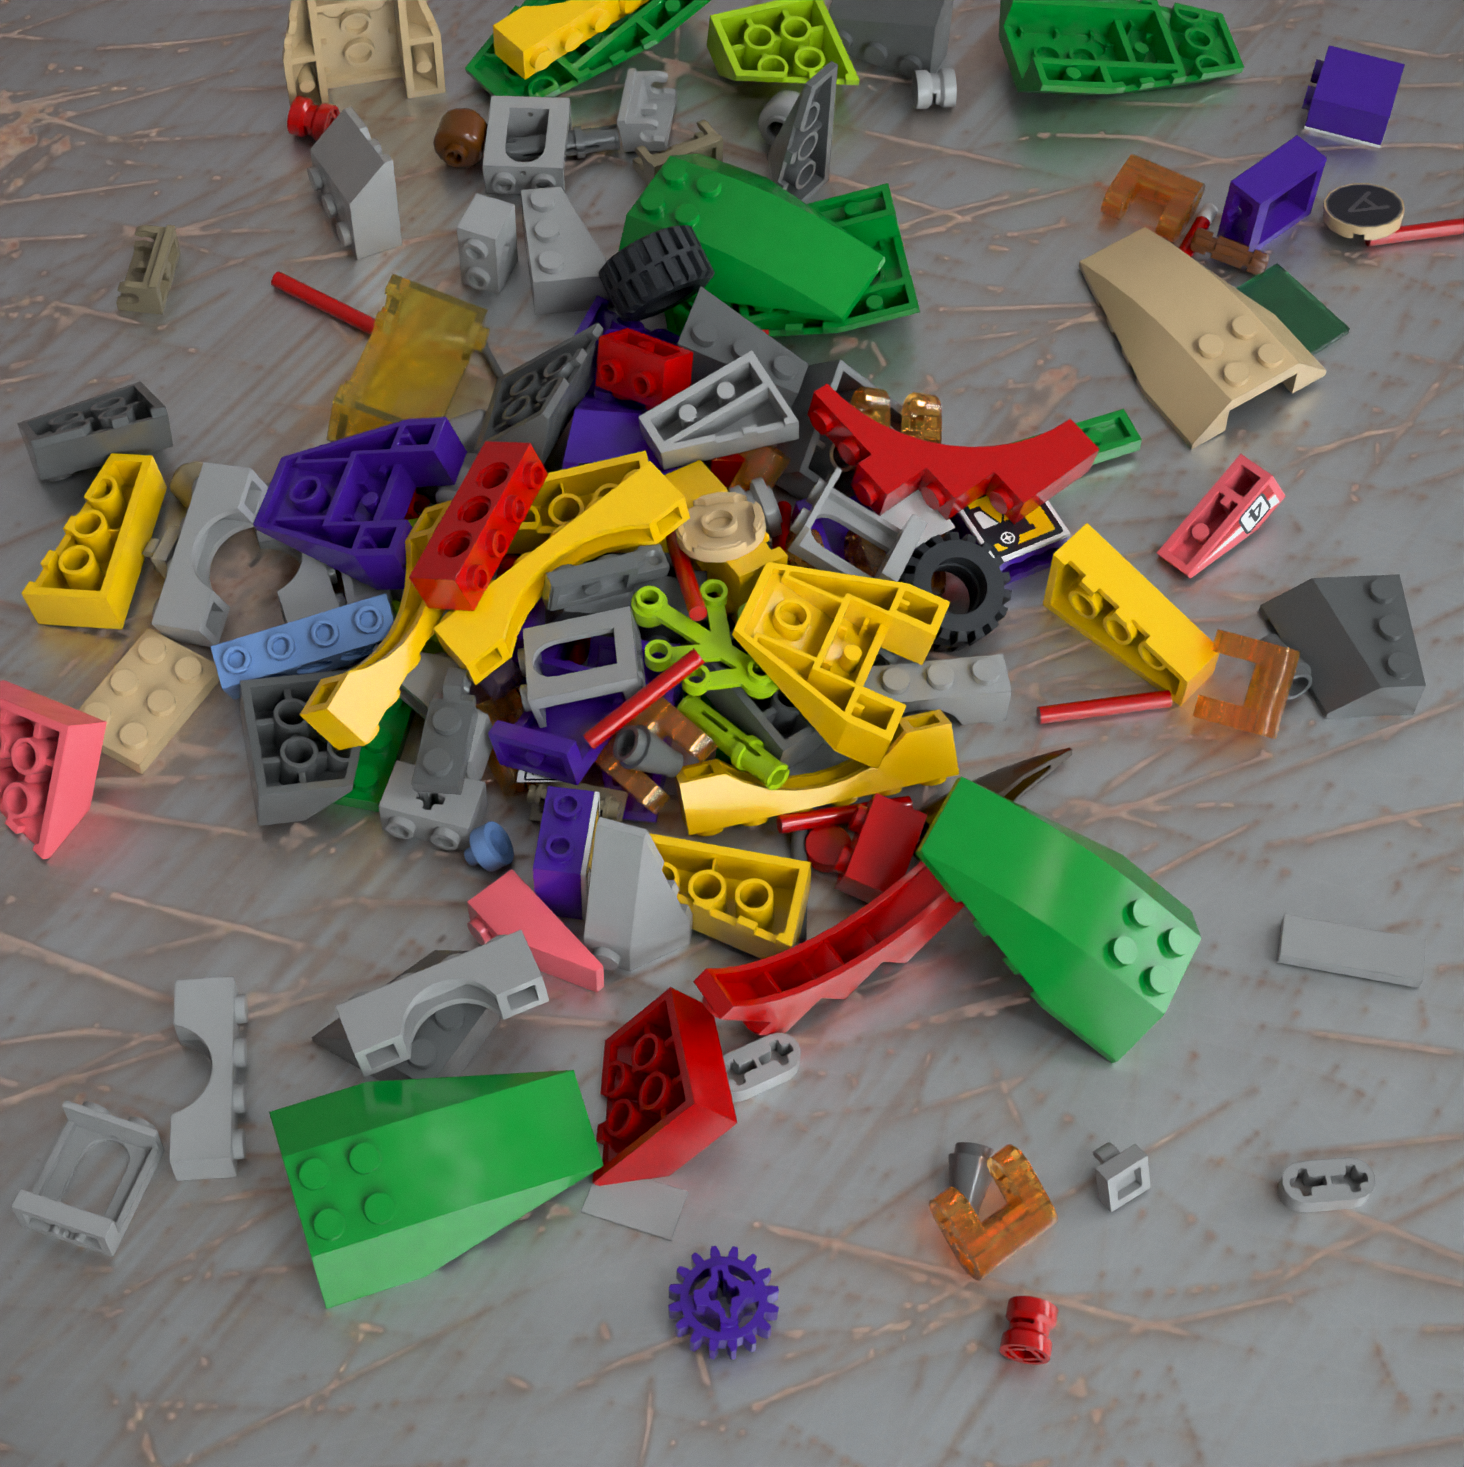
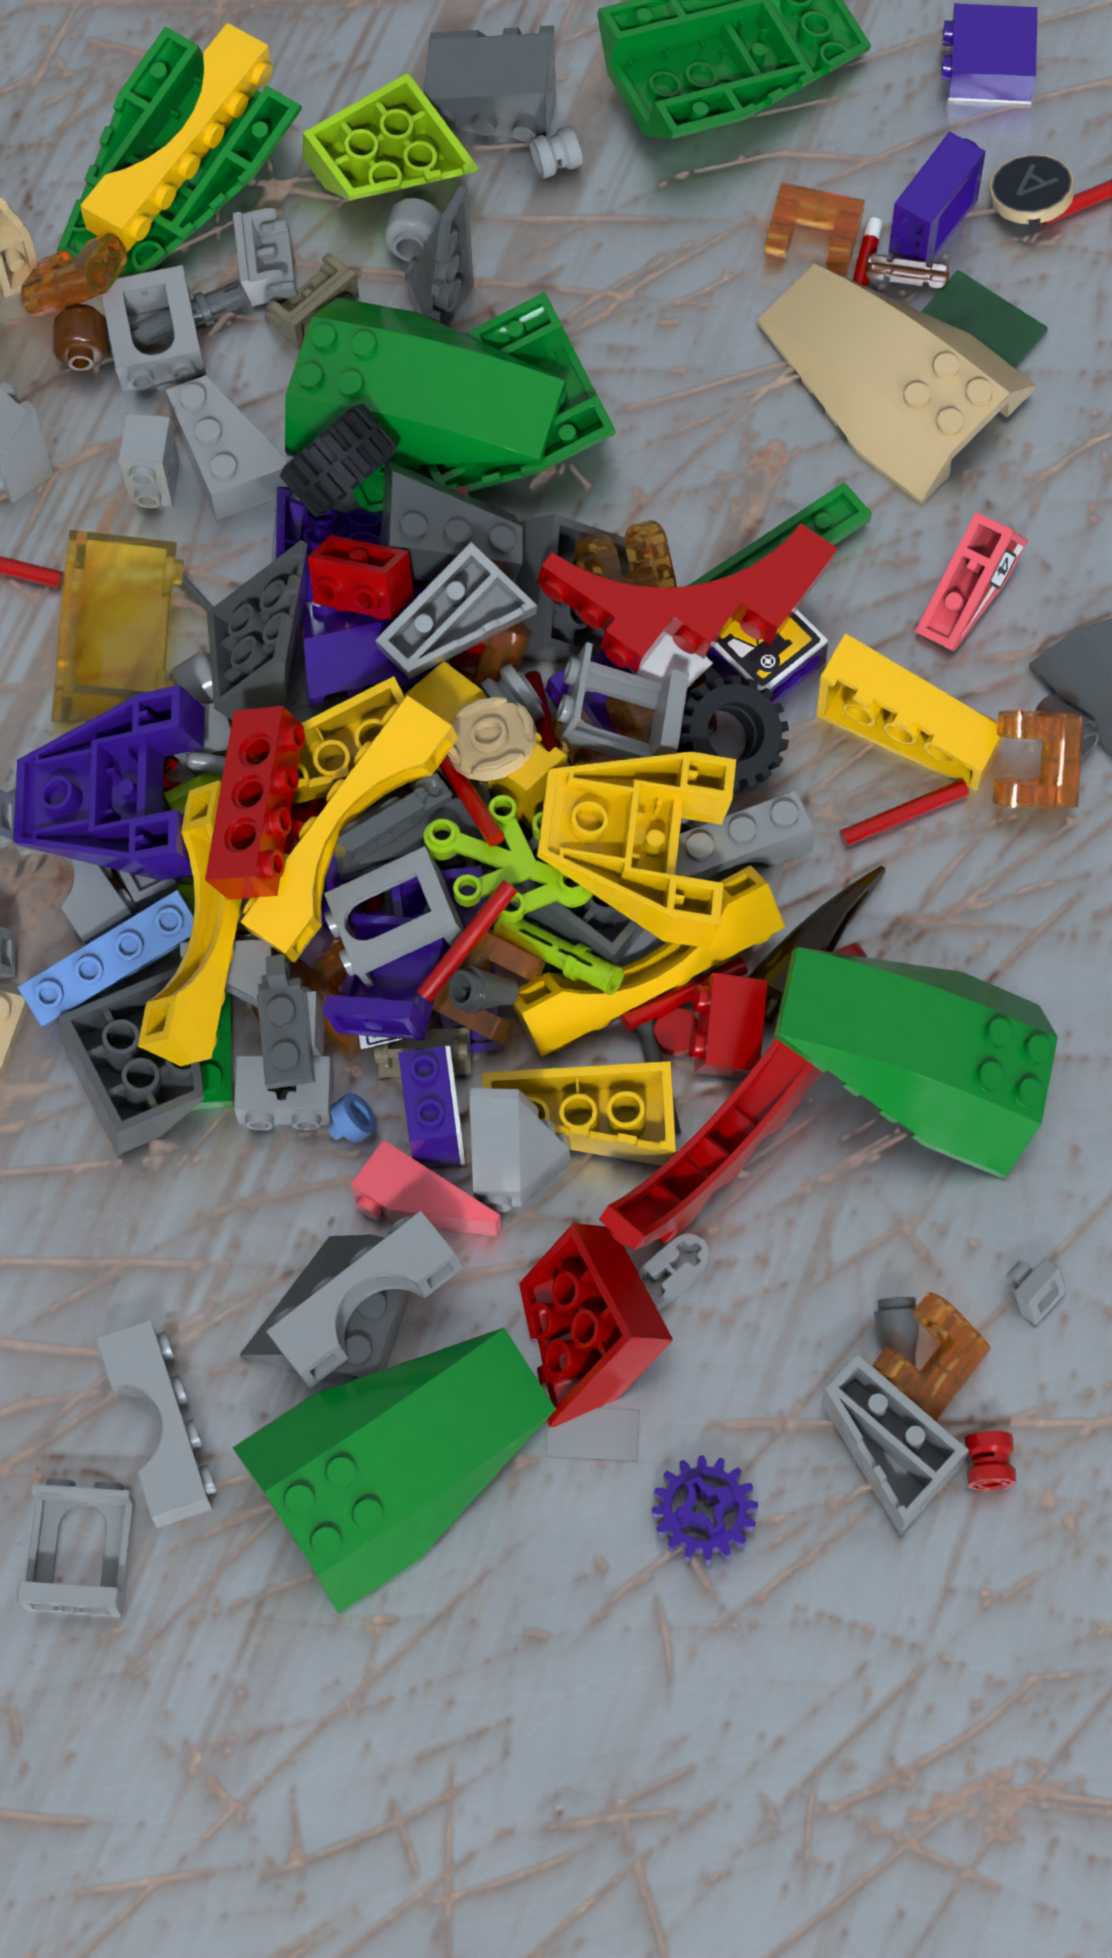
camera: 10 degrees left, 10 degrees up
(470, 85) = (65, 281): none -> clear orange connector
(934, 1282) = (892, 1440): none -> light grey wedge

